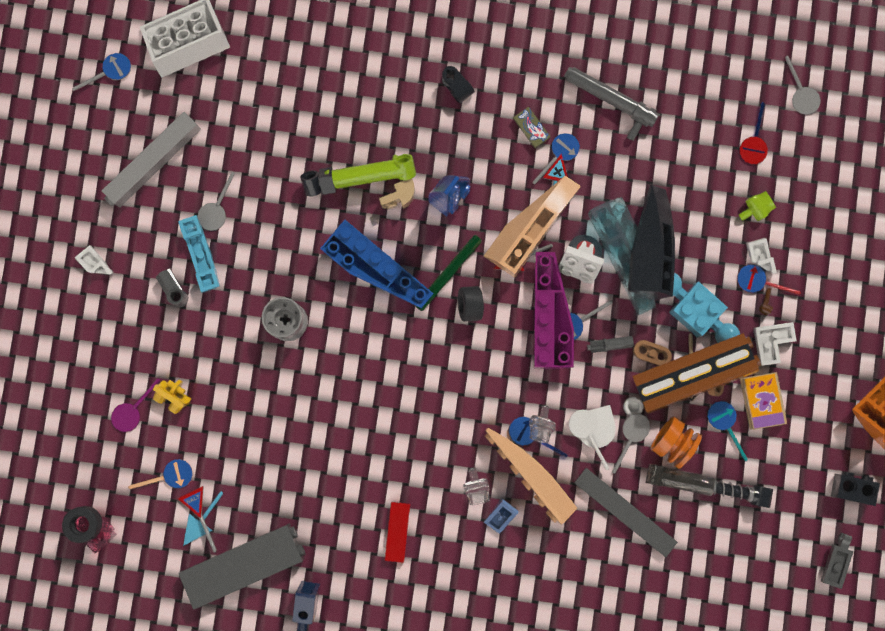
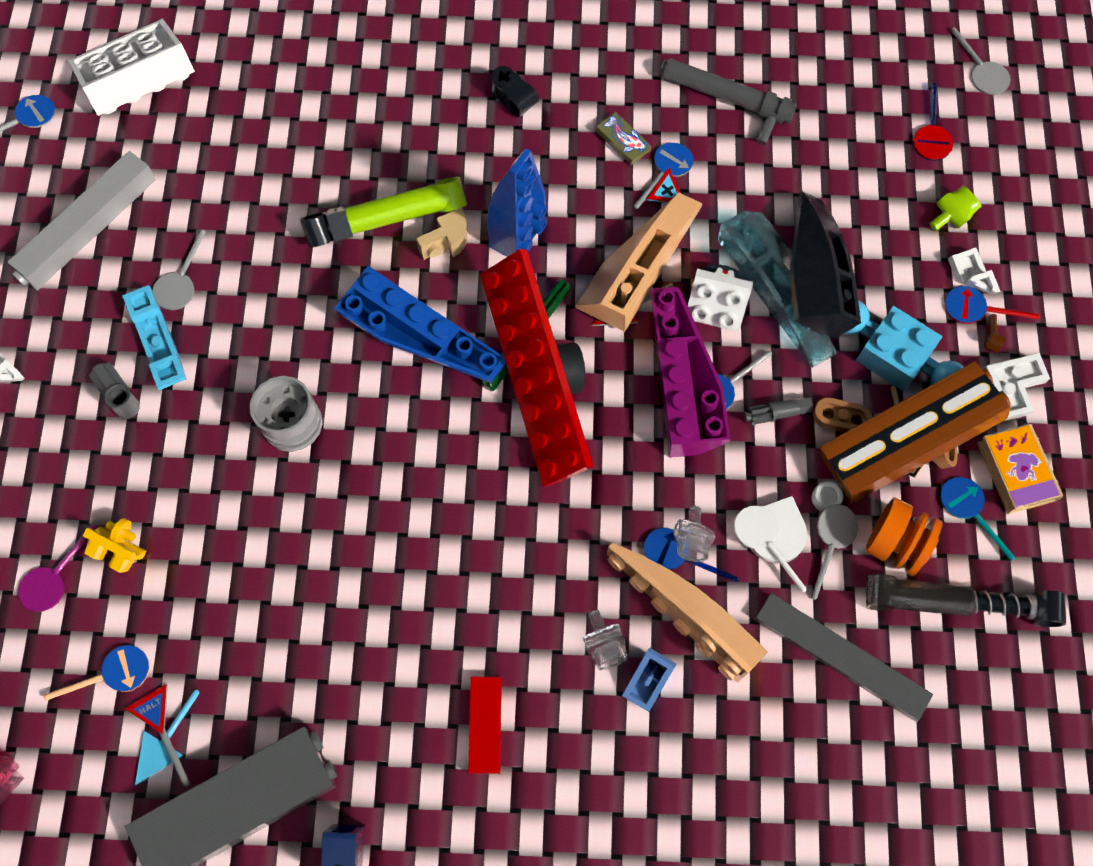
camera: 10 degrees left, 15 degrees down
(450, 303) = (536, 369): none -> red plate

